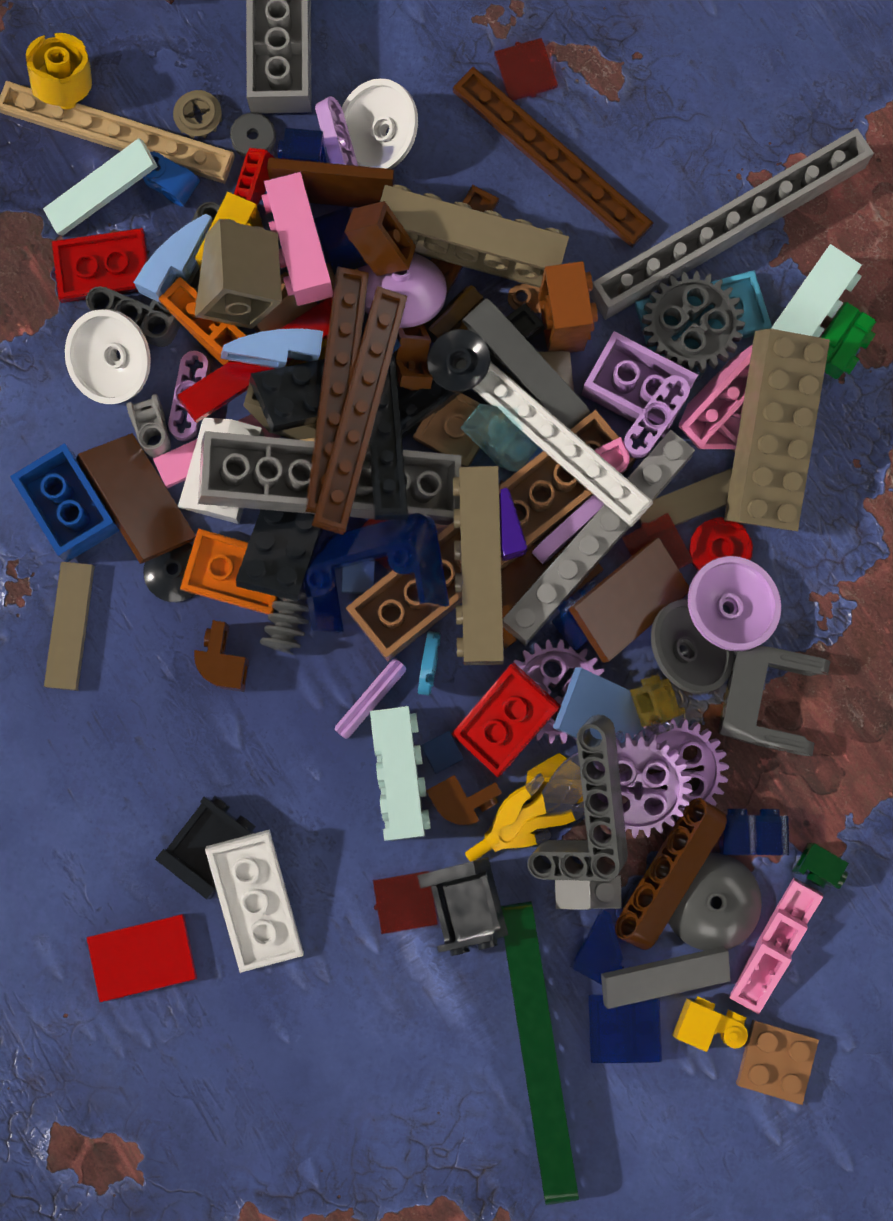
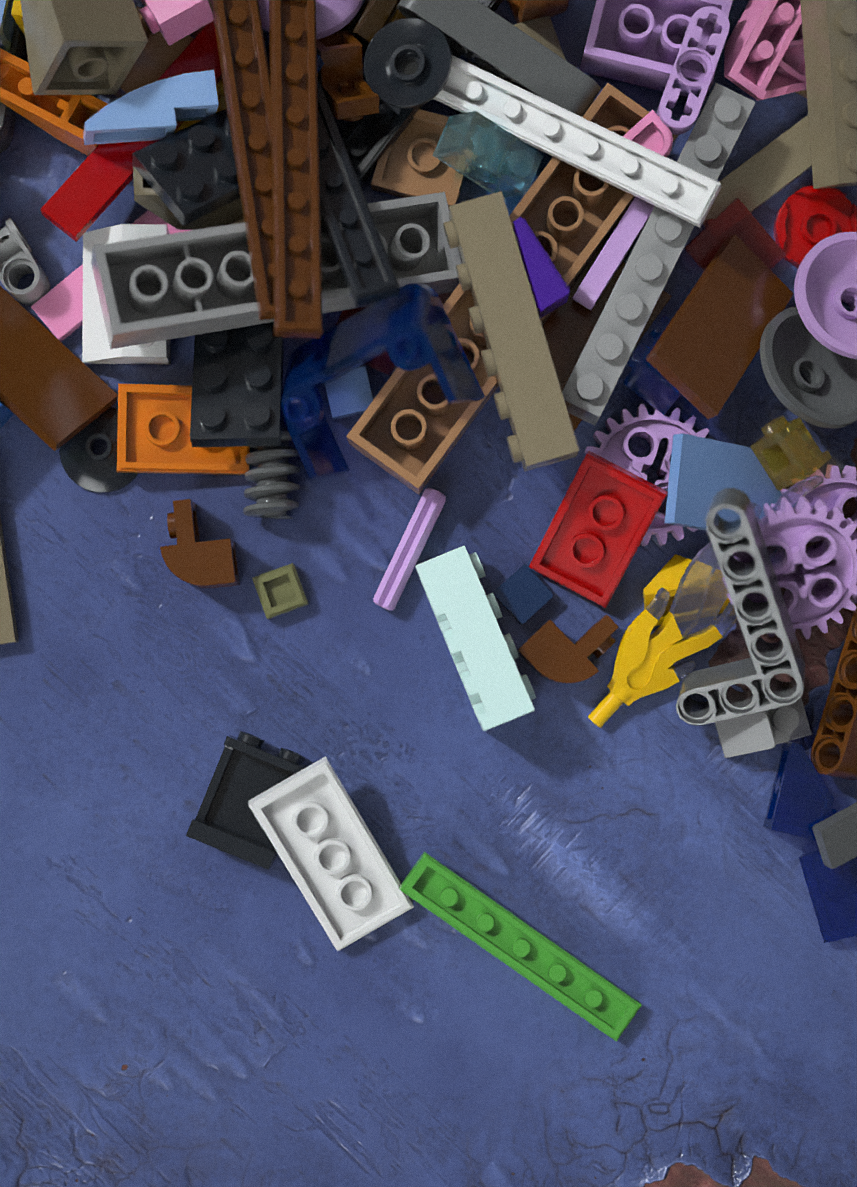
camera: 15 degrees left, 5 degrees up
(141, 958) = (203, 967): red tile -> none
(176, 416) = (47, 241): lavender beam -> none
(271, 704) = (280, 591): none -> olive tile
(371, 1005) = (520, 946): none -> bright green tile
(403, 903) = (527, 802): clear red piece -> none
(429, 663) = (476, 481): dark azure tile -> none
(466, 906) = (611, 786): black panel -> none
(539, 1055) = (754, 948): dark green beam -> none

